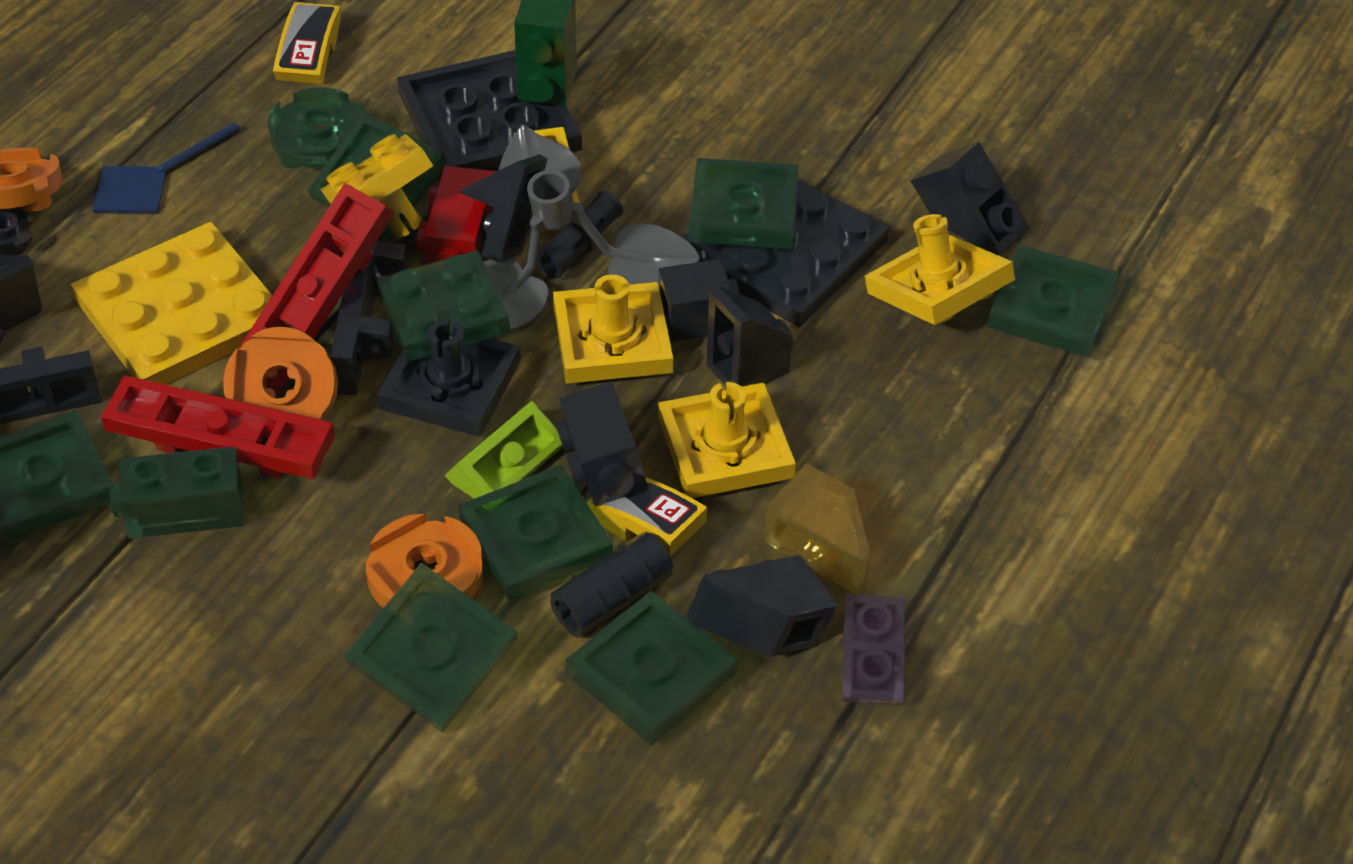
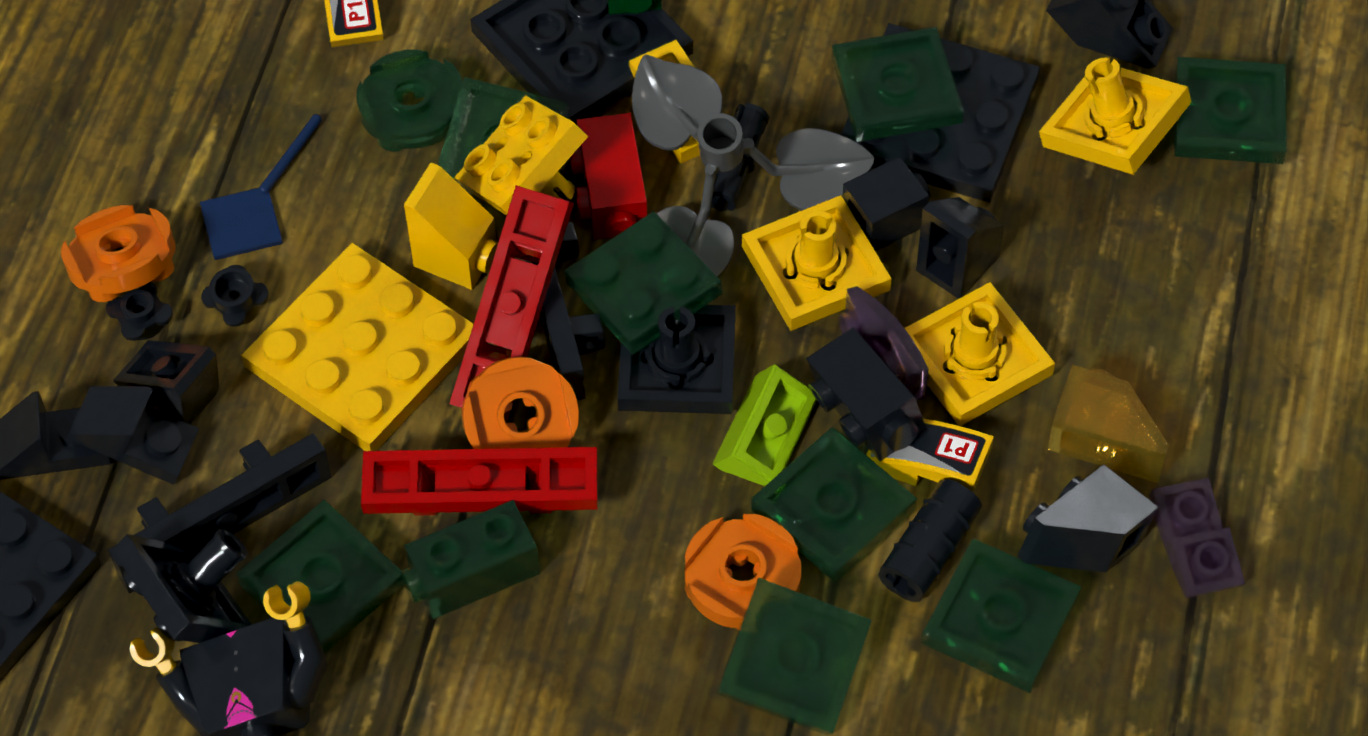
camera: 15 degrees left, 10 degrees up
(91, 237) = (230, 281): none -> black plate
(283, 212) = (449, 229): none -> yellow slope
(510, 219) = (665, 142): black slope -> none
(643, 410) = (886, 338): none -> clear purple slope

